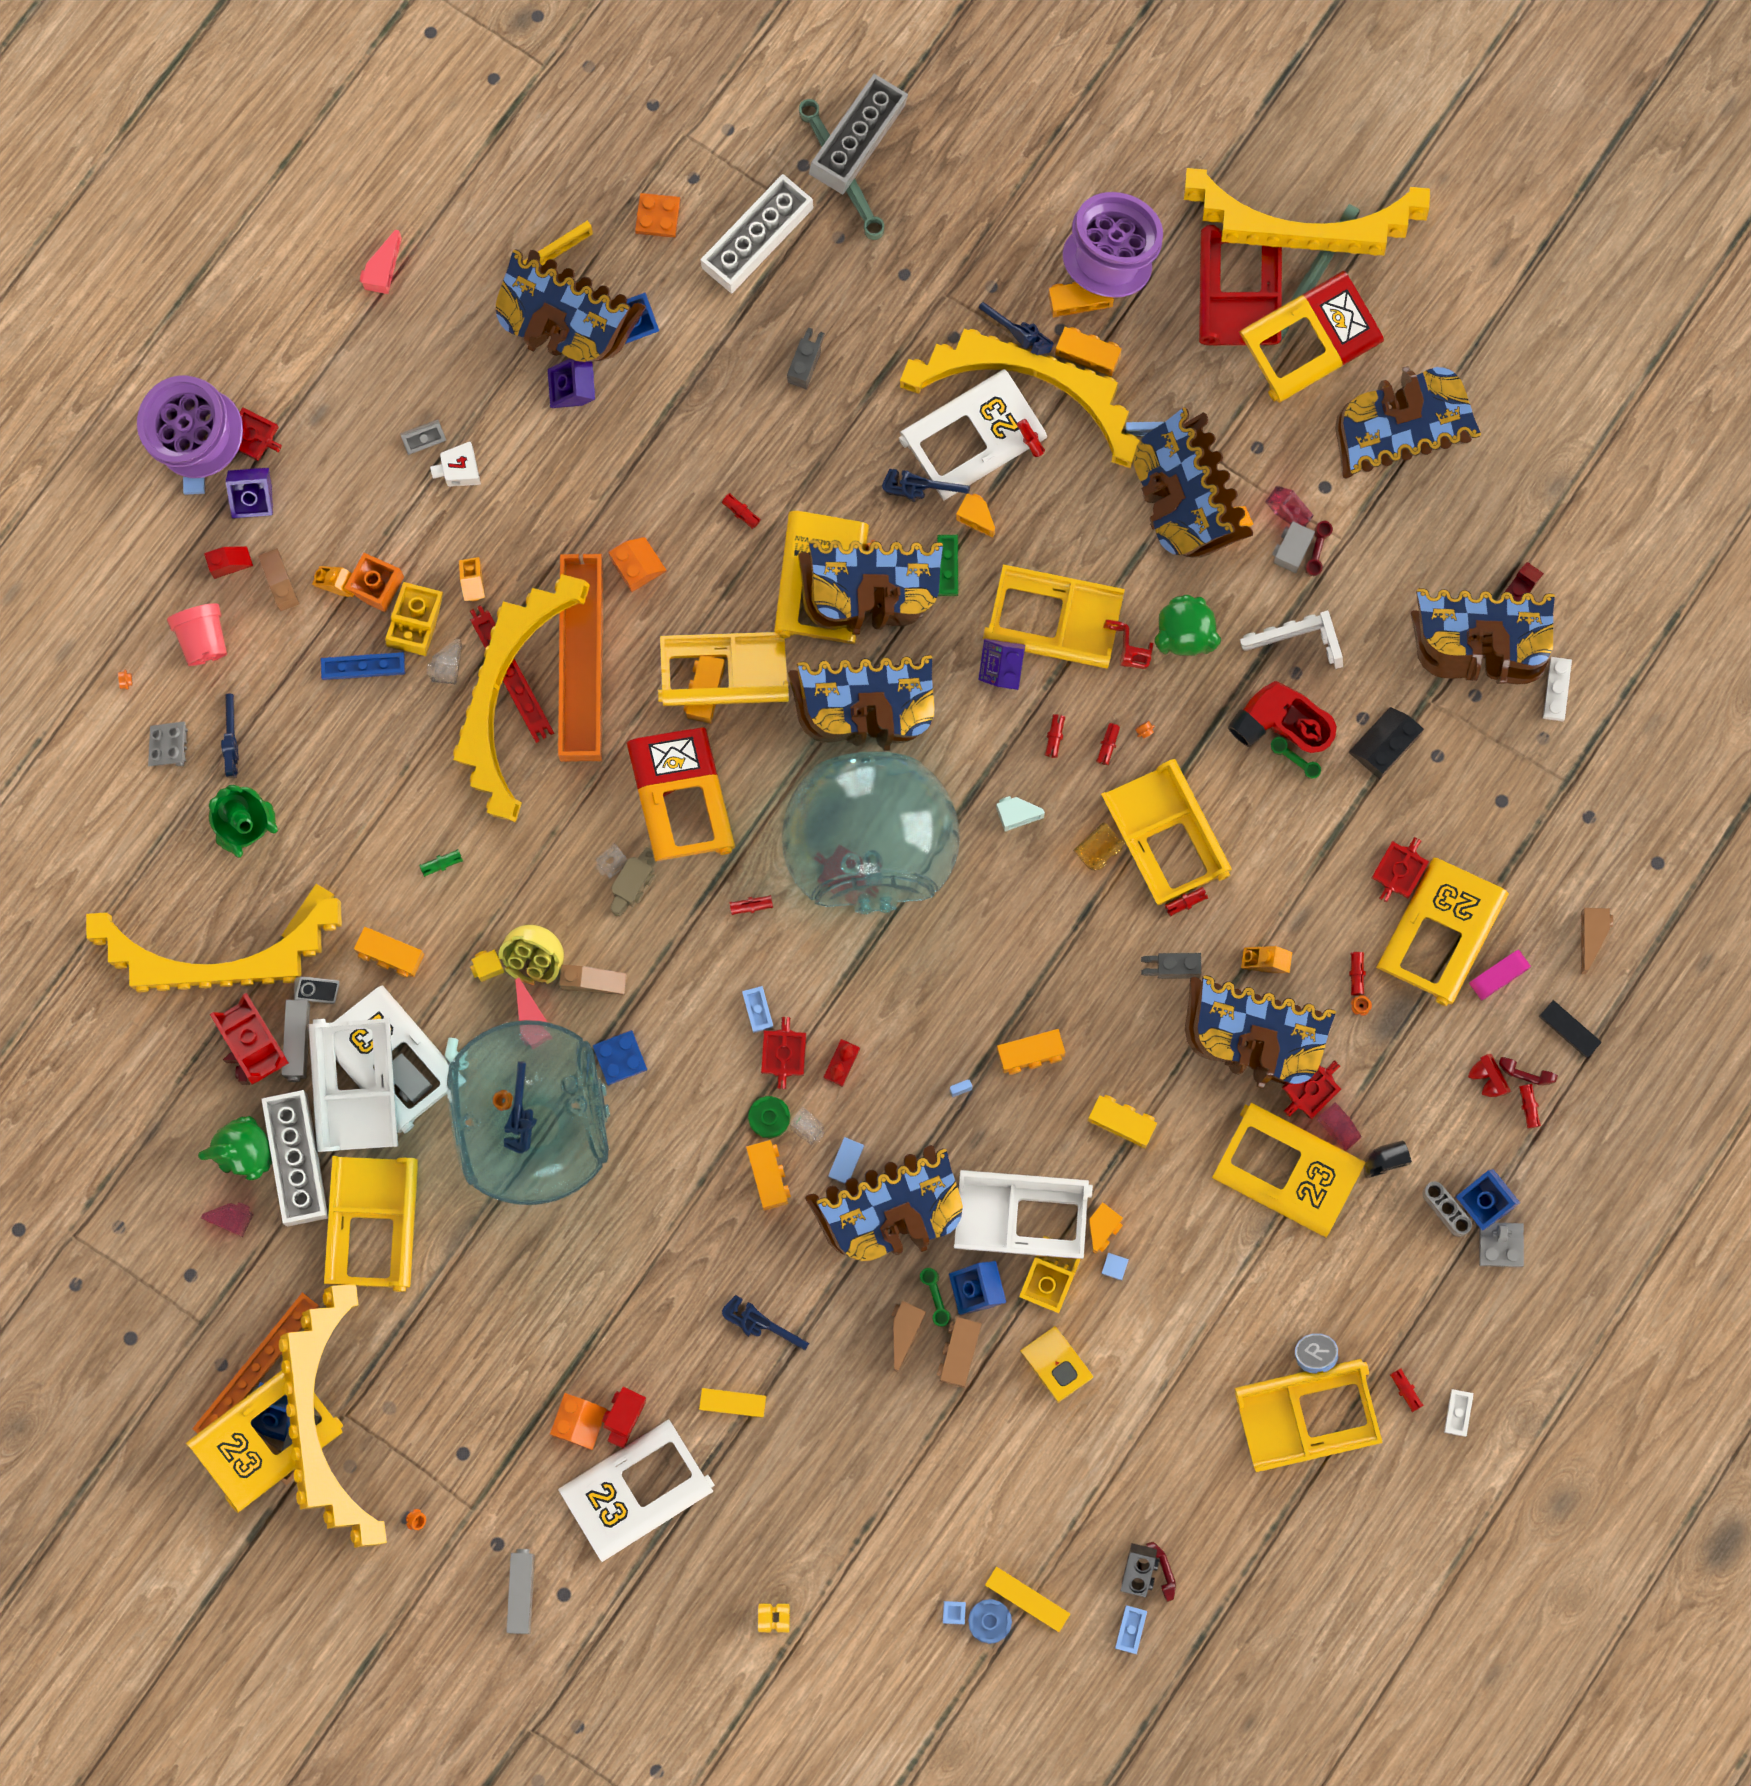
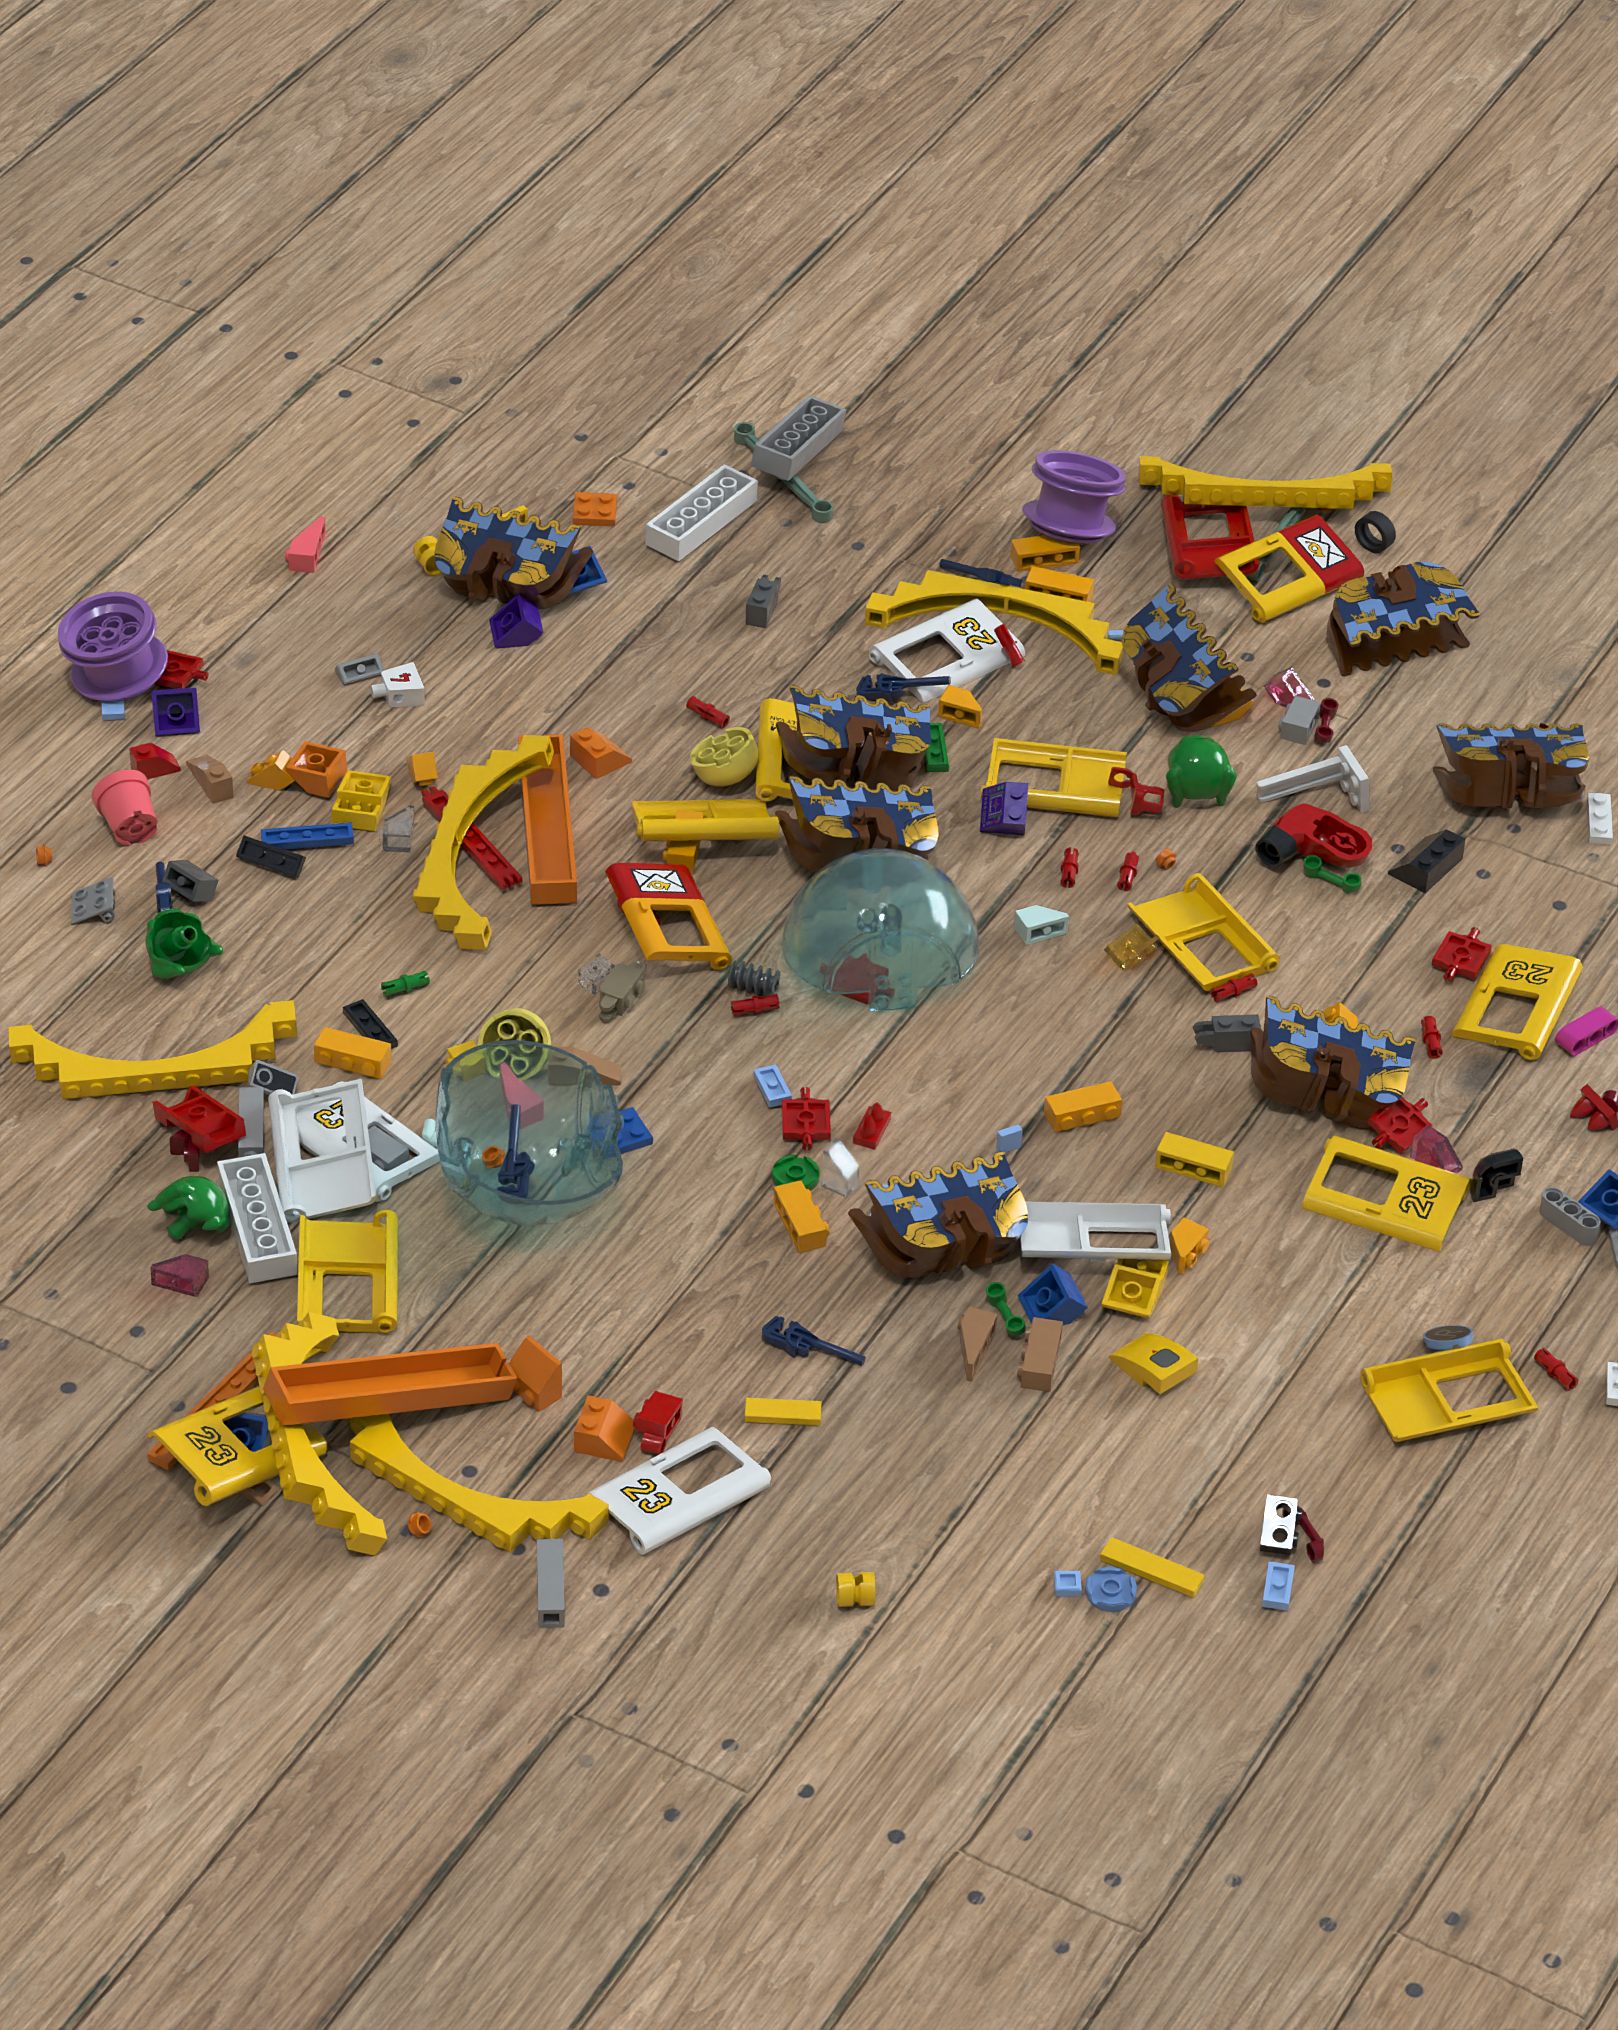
camera: 10 degrees left, 35 degrees down
(254, 726) = (190, 880): none -> dark grey brick
(328, 692) = (270, 856): none -> black tile
(390, 1436) = (495, 1518): none -> yellow arch
(393, 1388) = (389, 1383): none -> orange piece
(407, 913) = (368, 1023): none -> black tile
(492, 280) = (424, 552): none -> yellow wheel
(521, 1362) = (537, 1374): none -> orange slope
(748, 588) = (726, 757): none -> light yellow cylinder
(752, 876) = (753, 980): none -> dark grey piece
(1115, 1266) = (1205, 1280): light blue tile -> none
(1367, 1005) = (1441, 1060): orange plate -> none
(1401, 287) = (1382, 524): none -> black tyre

